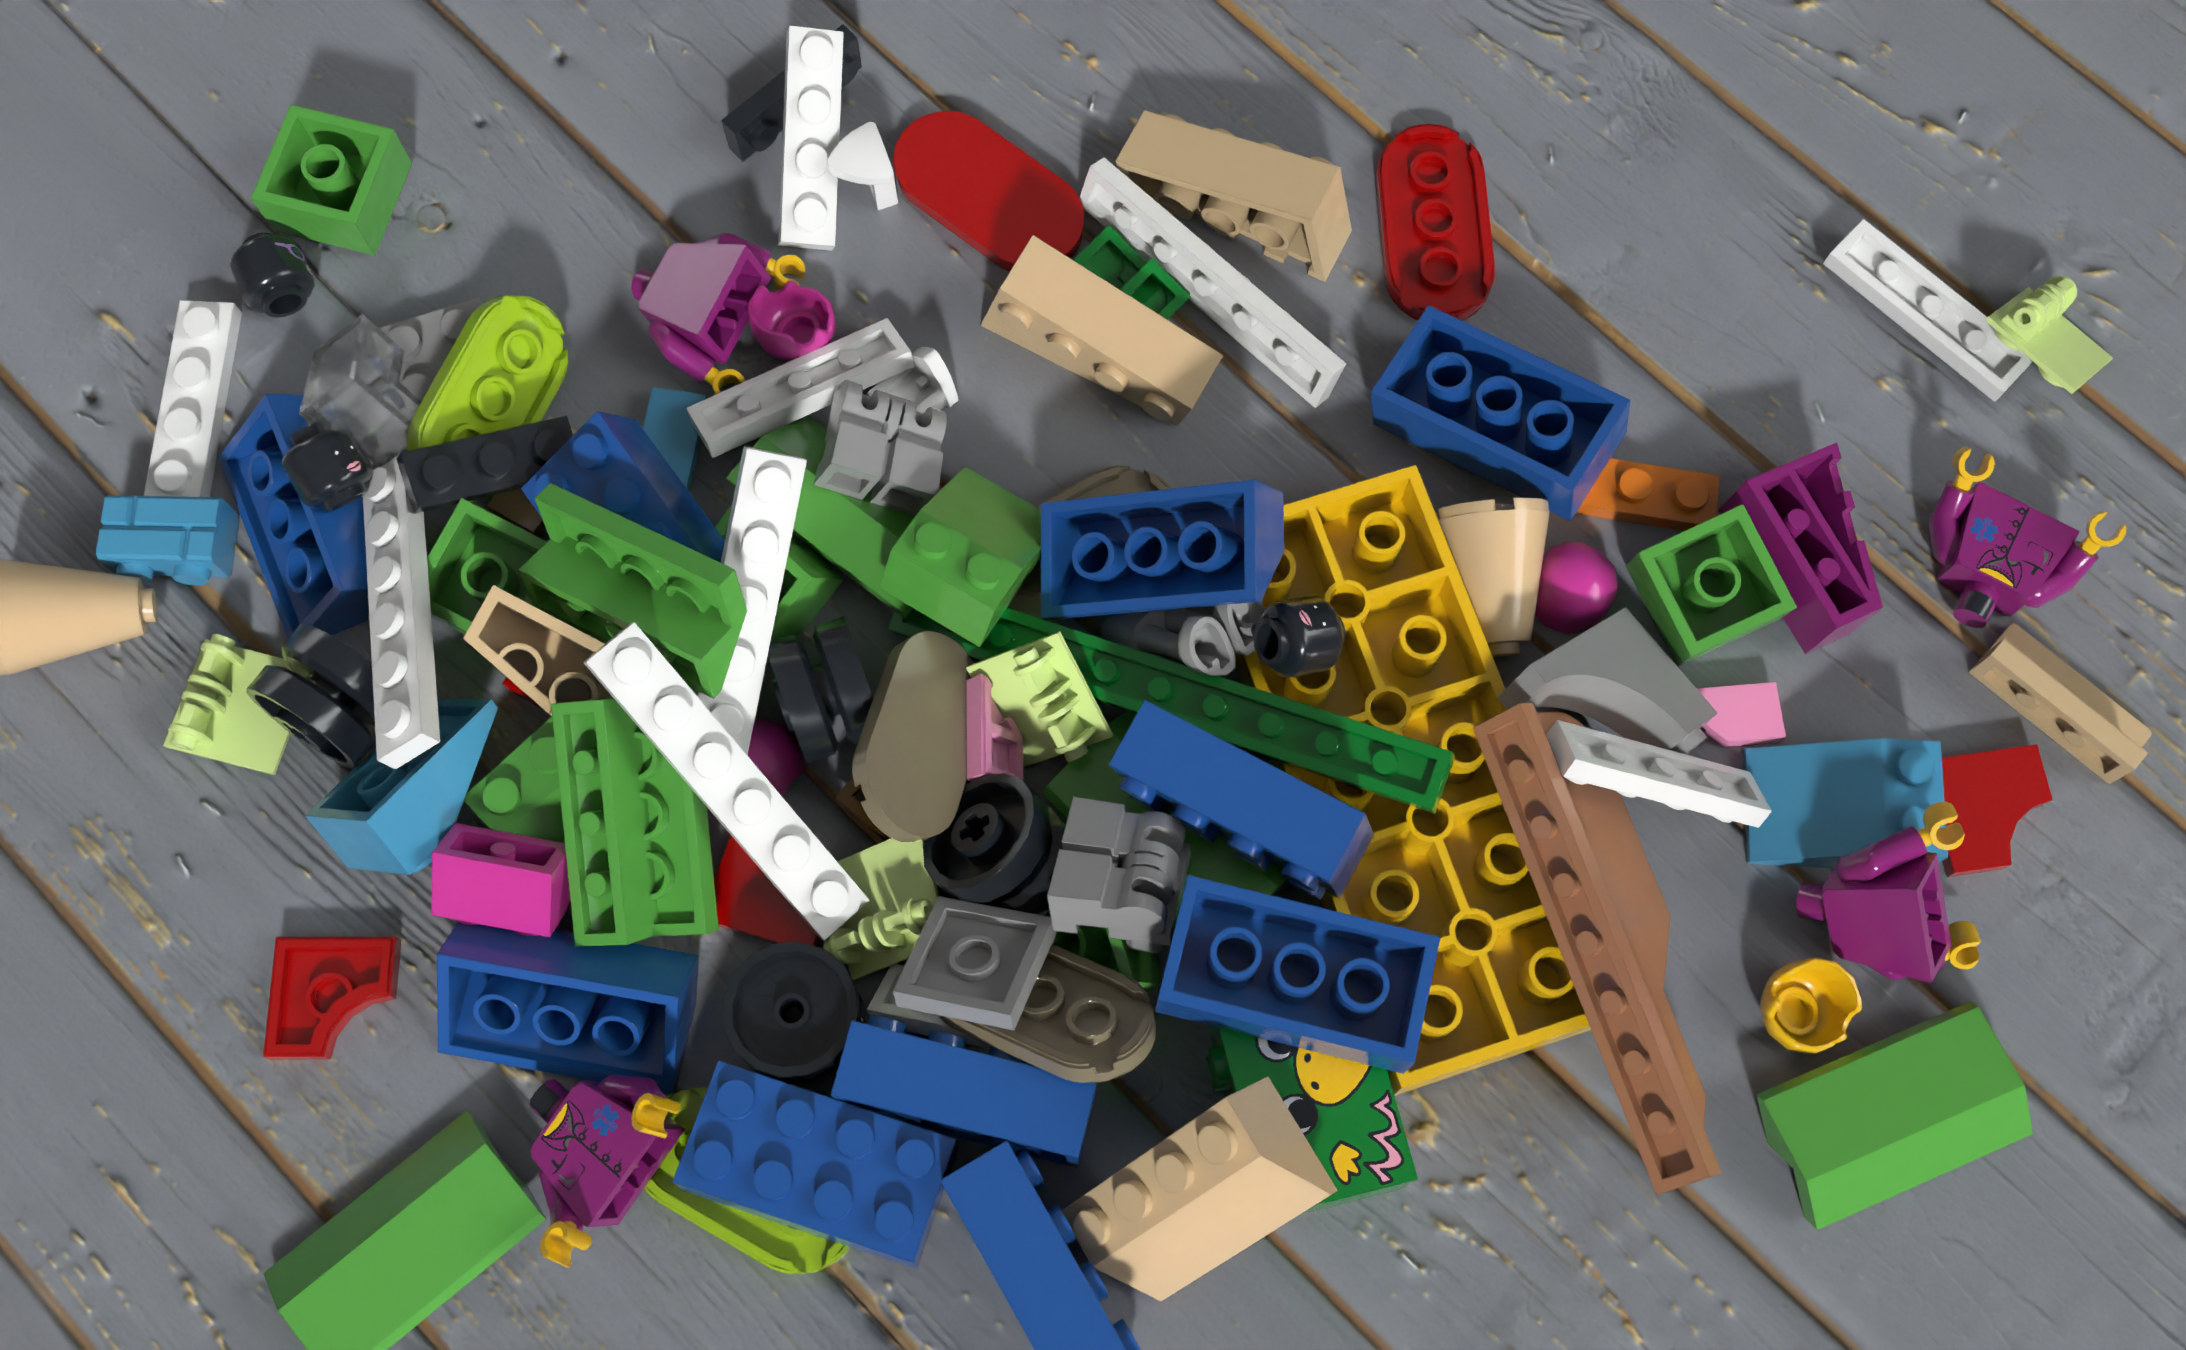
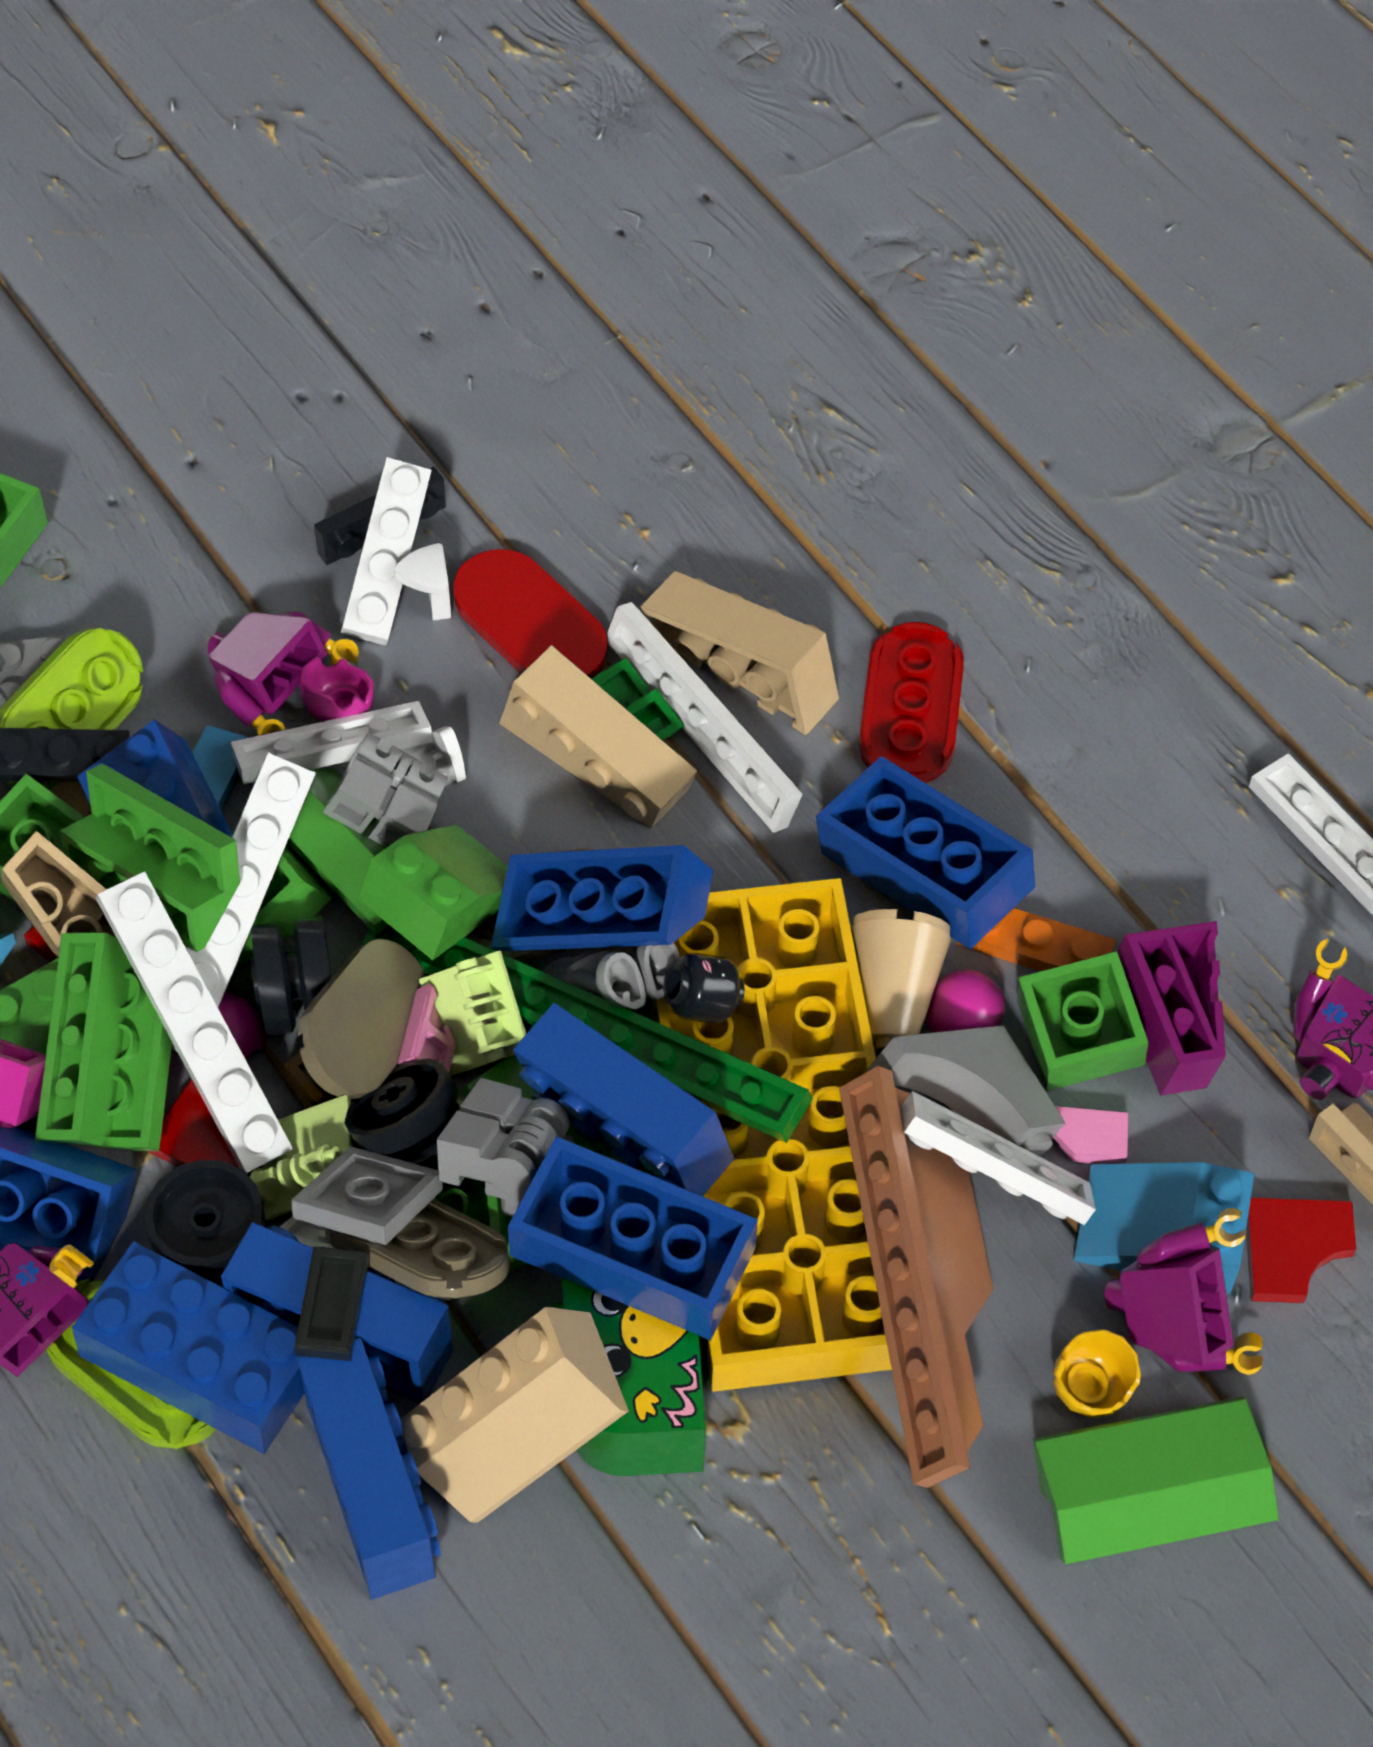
camera: 10 degrees right, 15 degrees down
(966, 1108) = (332, 1303): none -> pearl dark grey tile

